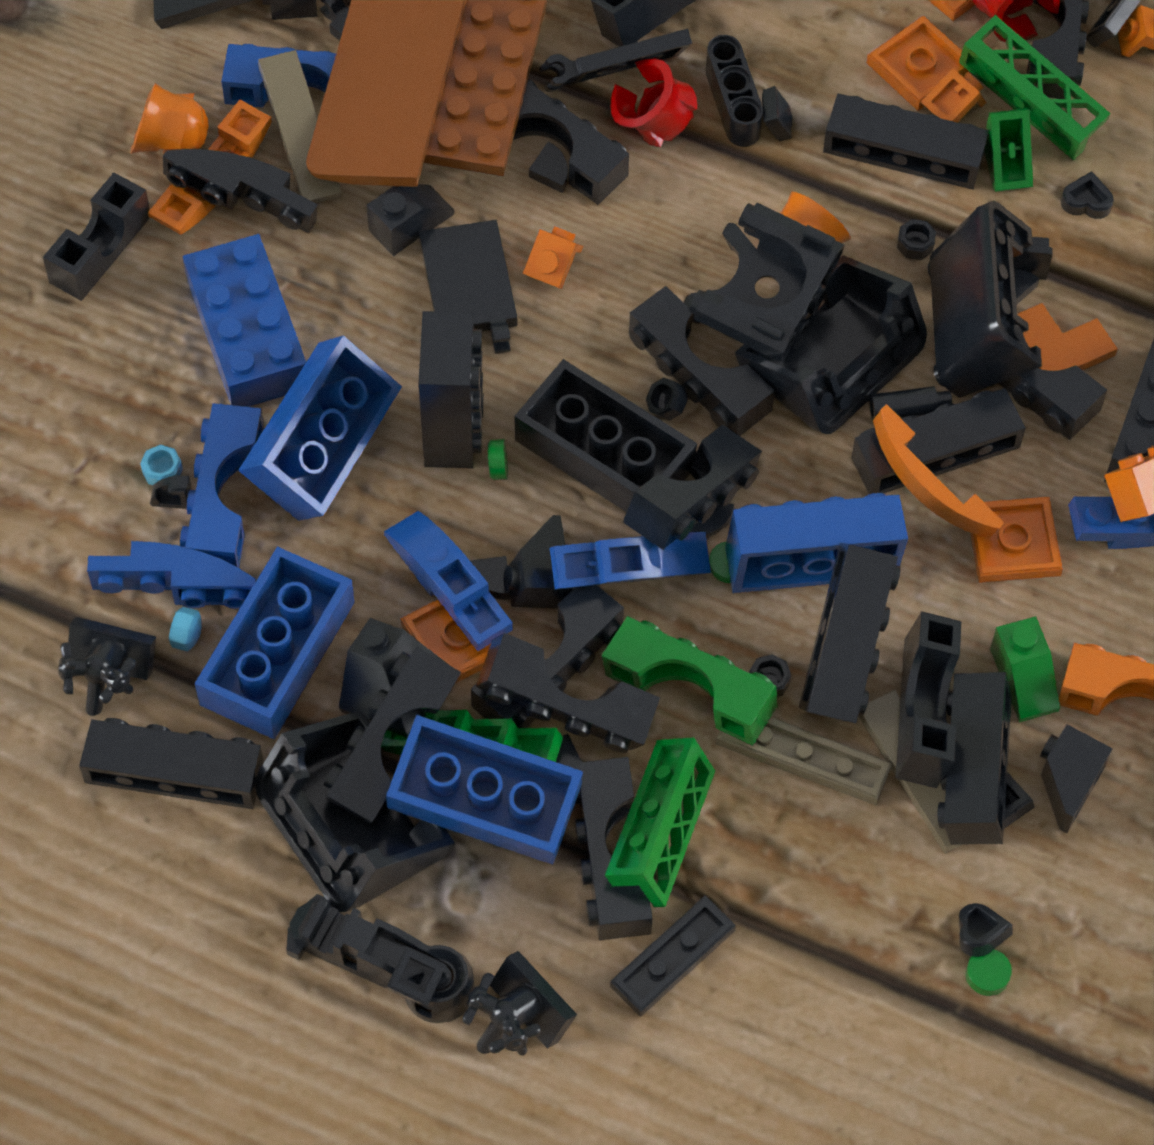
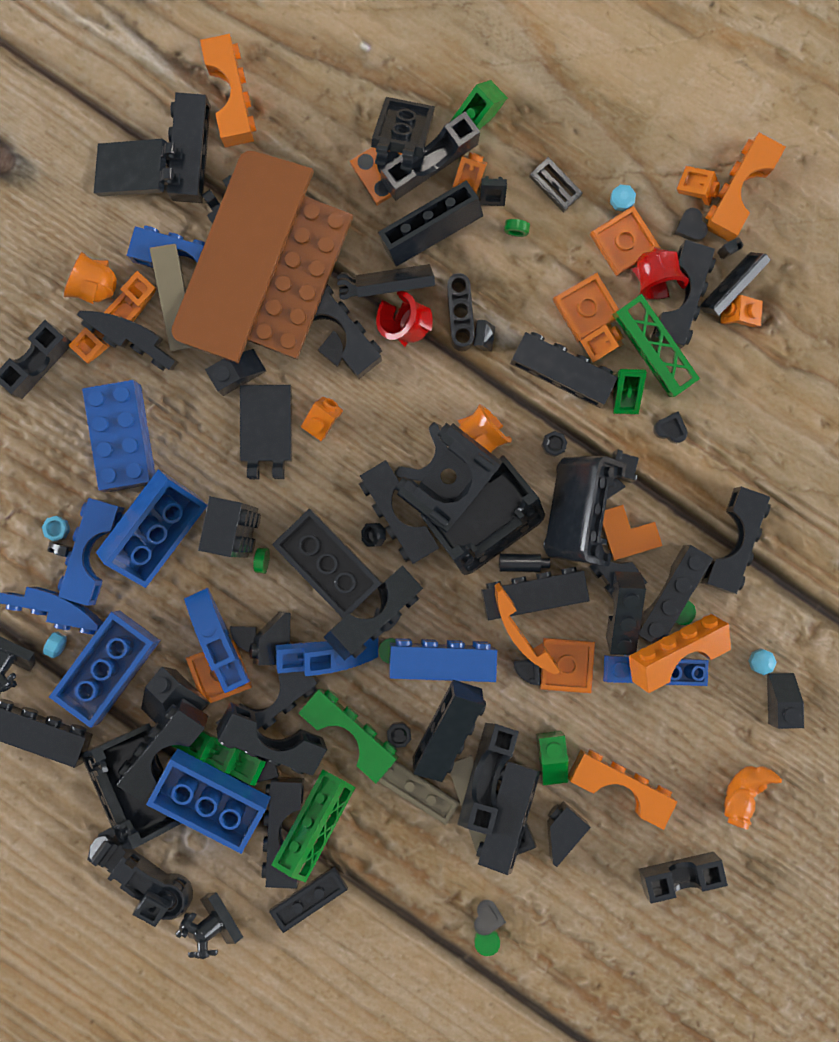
camera: 10 degrees right, 25 degrees up
(953, 556) = (527, 671): none -> black tile
(1085, 412) = (625, 624): none -> black arch

